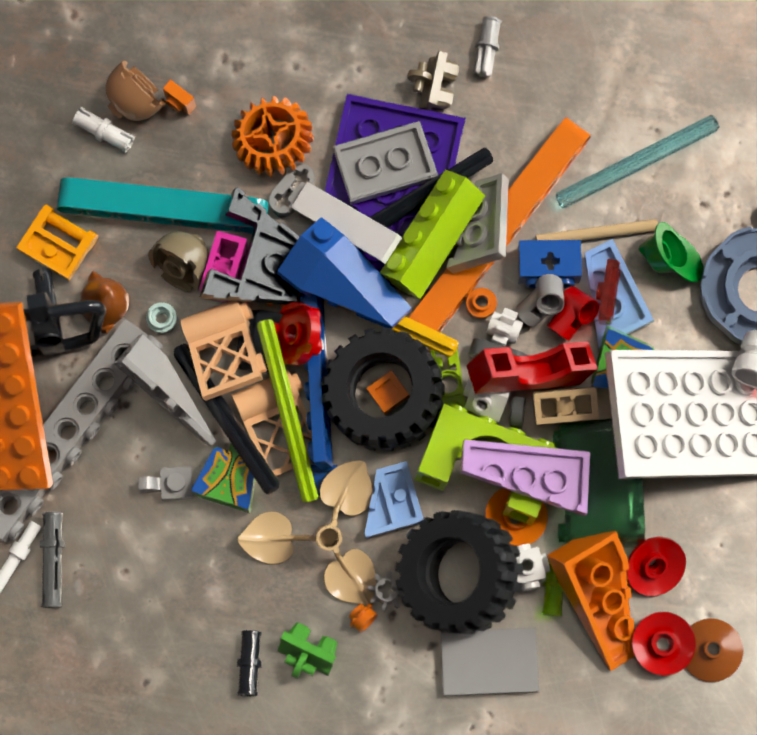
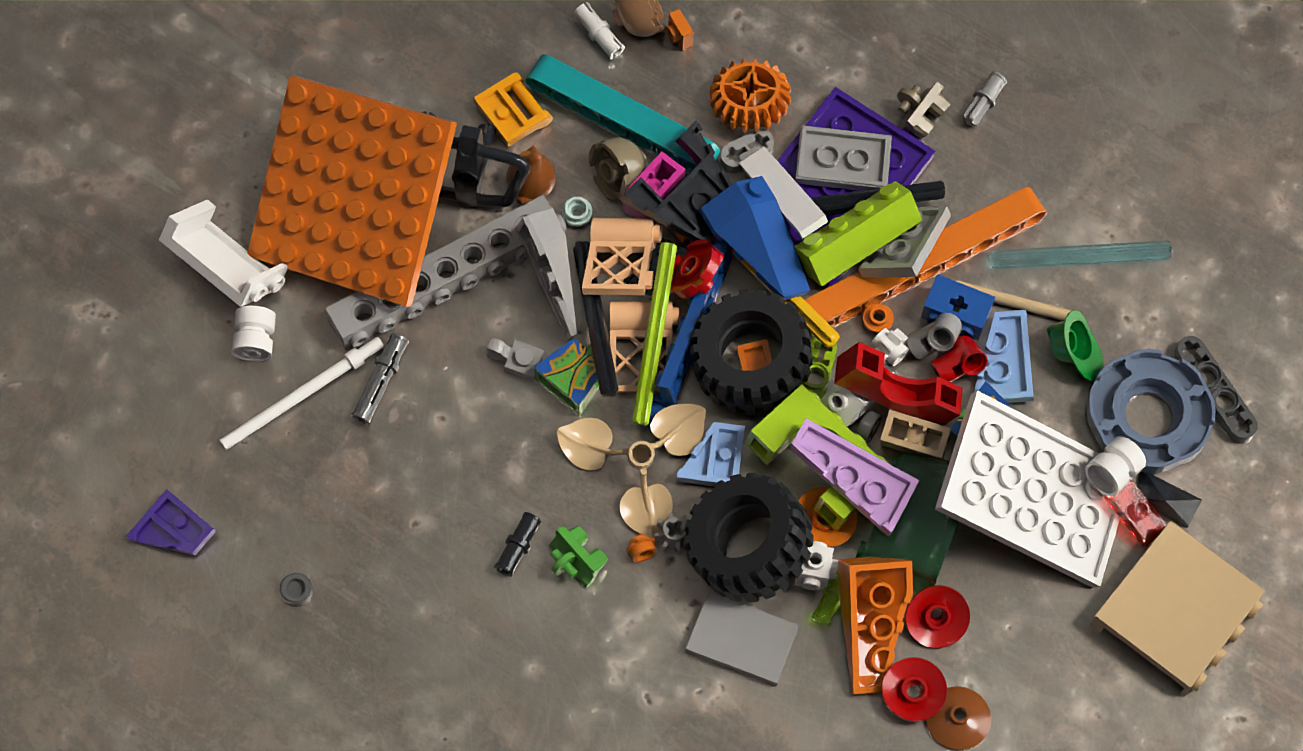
camera: 20 degrees right, 10 degrees down
(607, 292) = (1000, 352): clear red plate -> none

